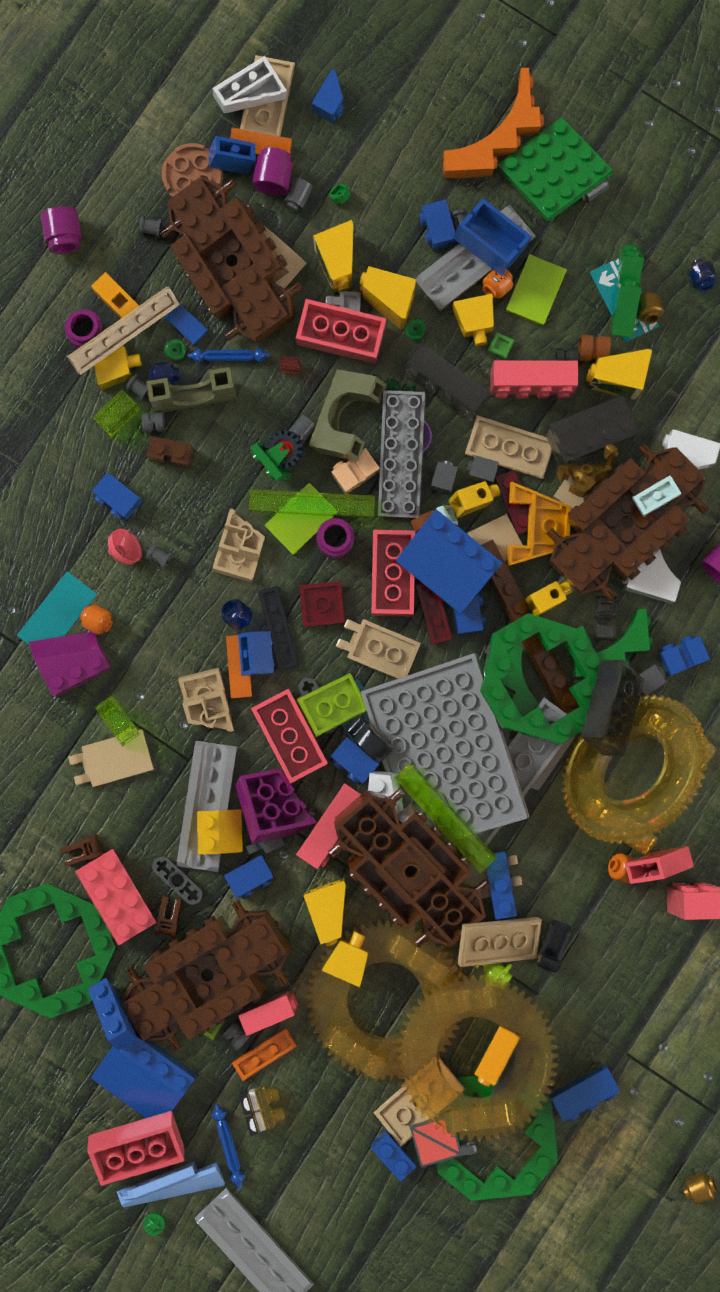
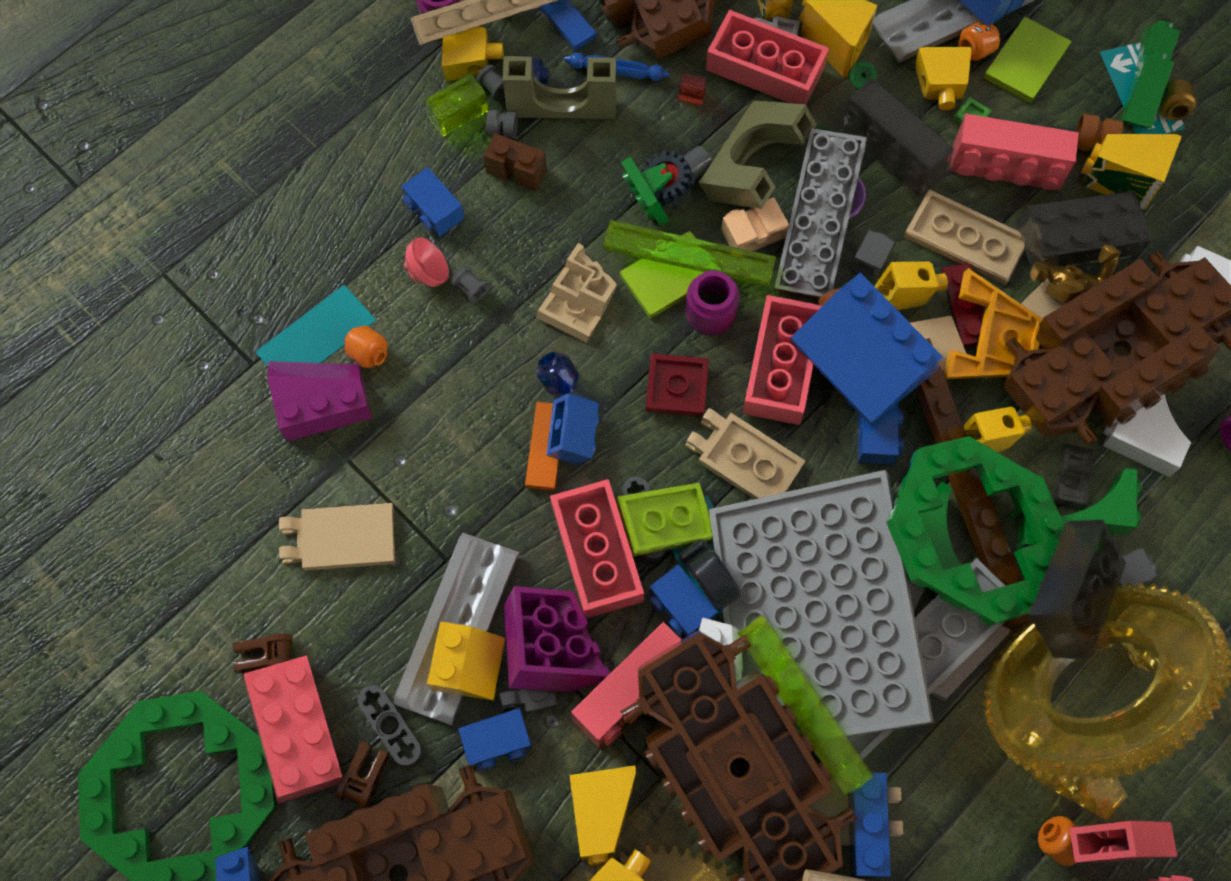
camera: 15 degrees right, 15 degrees down
(117, 720) = (359, 481): clear neon green panel -> none
(174, 349) = (549, 48): green tile -> none
(206, 700) = (490, 481): tan slope -> none
(279, 628) = (611, 409): black tile -> none
(433, 615) = (830, 425): dark red plate -> none
(482, 469) = (927, 249): dark grey brick -> none
(656, 496) = (1174, 309): light aqua plate -> none
(684, 655) = (1184, 548): blue brick -> none

